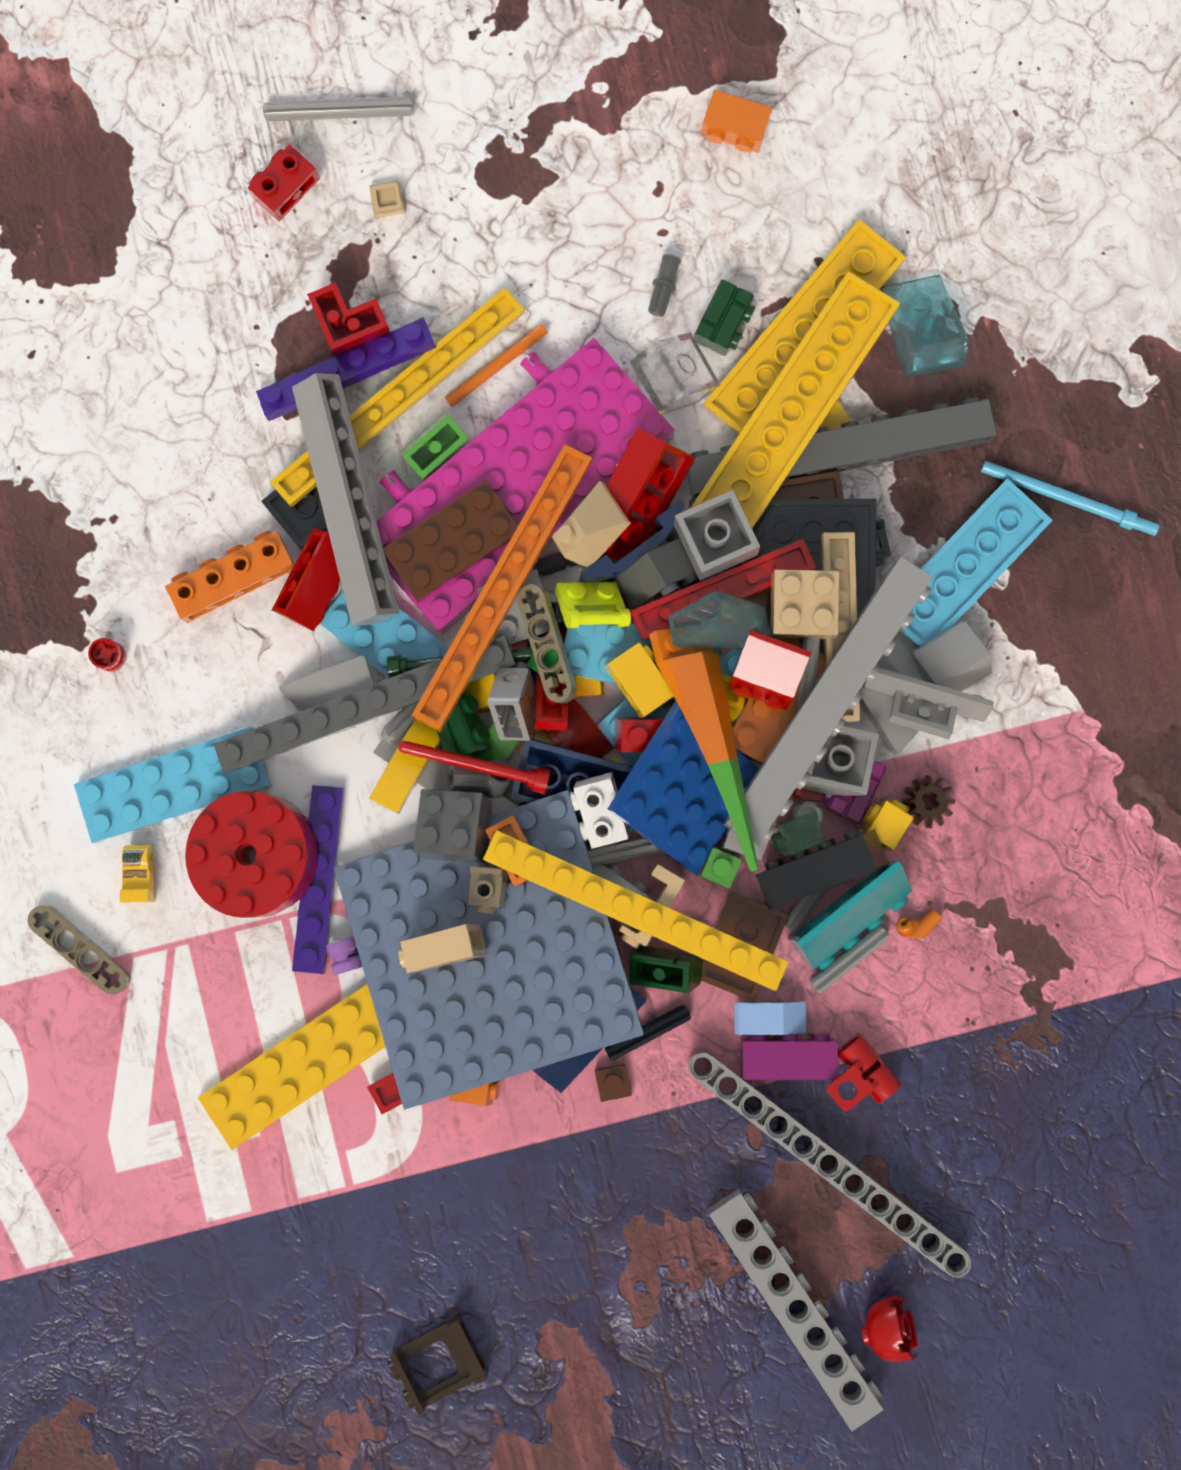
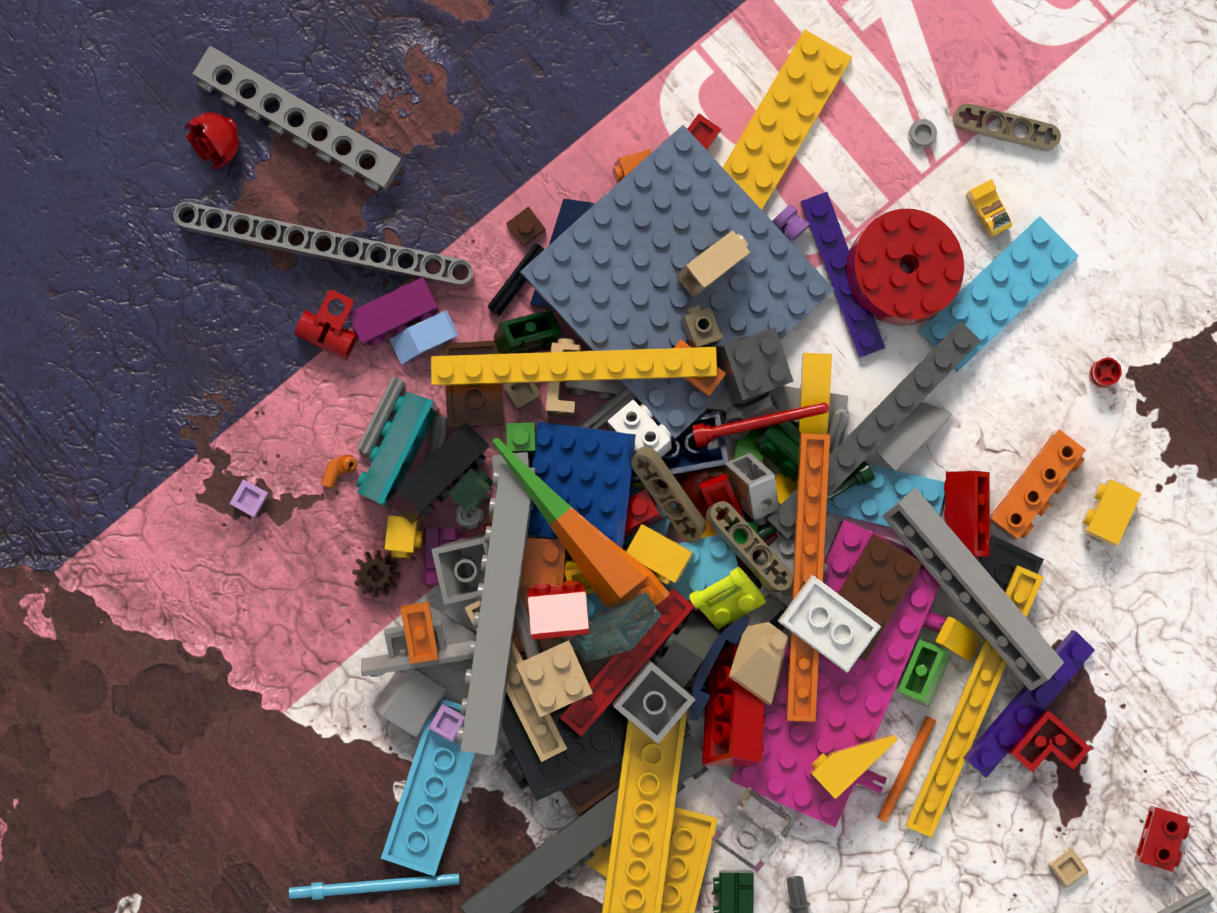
camera: 155 degrees right, 0 degrees up
(166, 984) = (922, 133): none -> light grey tile
(171, 514) = (1111, 512): none -> yellow brick
(383, 462) = (959, 639): none -> yellow tile
(504, 530) = (829, 623): none -> white tile
(555, 387) = (845, 765): none -> yellow slope
(607, 769) = (647, 461): none -> dark tan beam
(698, 910) = (522, 393): none -> dark tan plate
(917, 716) = (419, 632): none -> orange plate
(927, 619) = (447, 723): none -> lavender tile
(1021, 938) = (249, 498): none -> lavender plate

